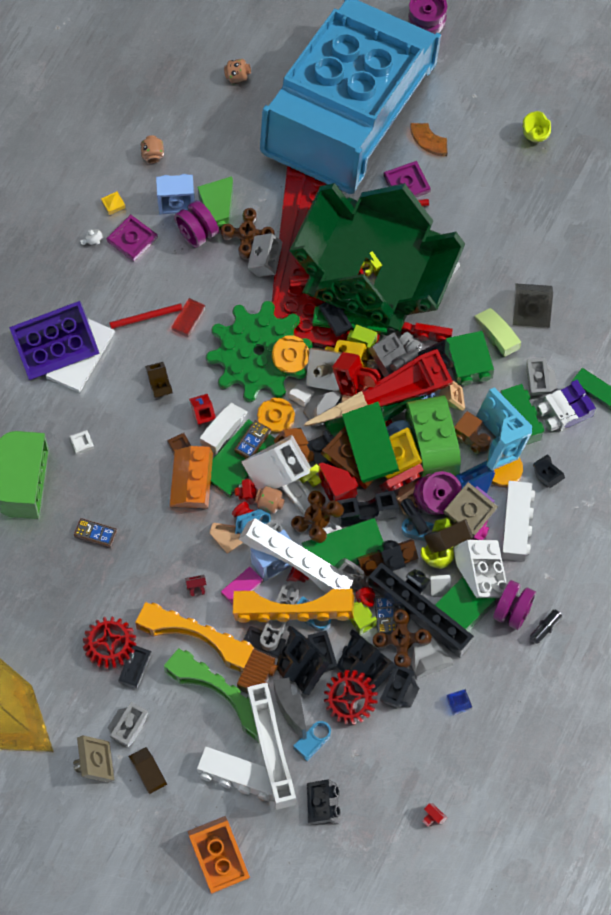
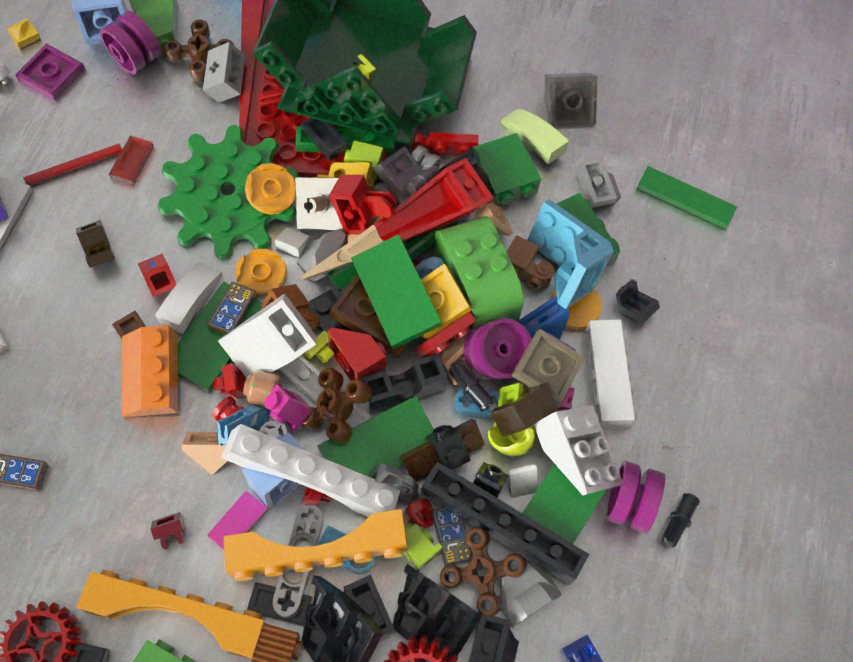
camera: 15 degrees left, 0 degrees up
(284, 514) = (287, 407): none -> dark pink brick
(567, 407) = (641, 216): hips -> none

